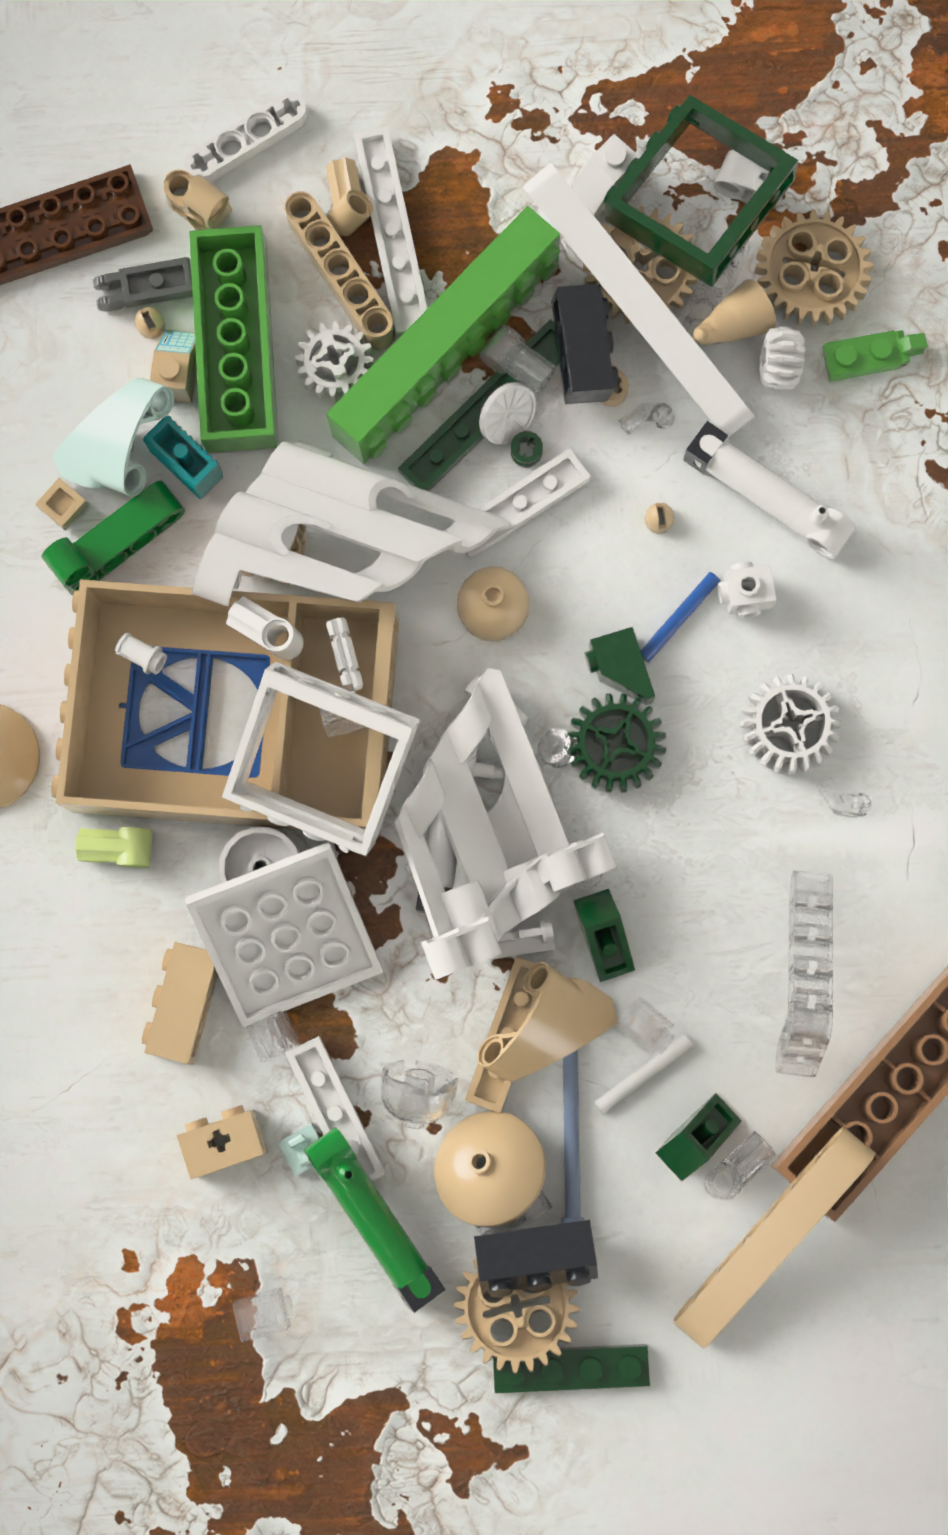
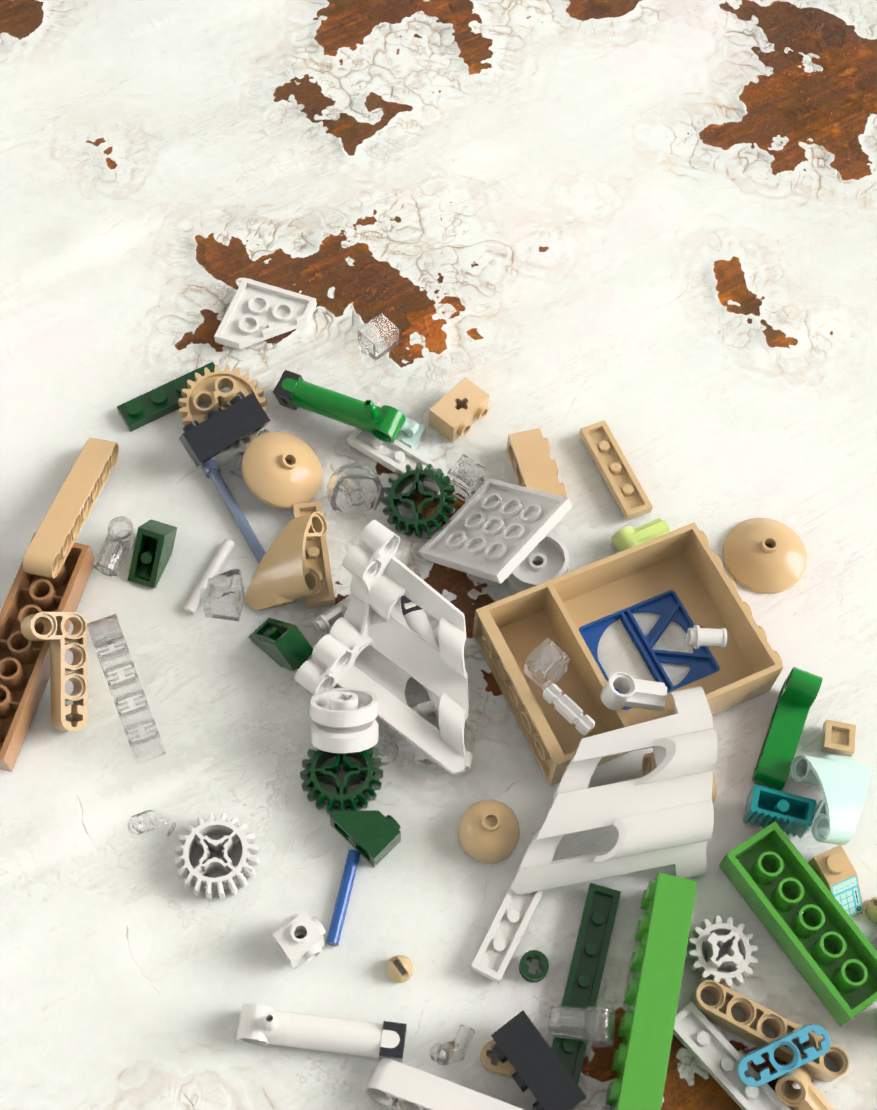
camera: 140 degrees right, 20 degrees down
(84, 956) = (615, 470): none -> tan plate
(334, 241) = (802, 1036): none -> medium azure beam
(336, 1024) = (397, 498): none -> dark green gear
(341, 702) = (544, 647): white window -> none
(391, 1439) = (262, 313): none -> white plate
(507, 413) = (564, 978): white wheel -> none
(588, 785) = (344, 720): none -> white wheel
(872, 1014) = (59, 669): none -> tan beam

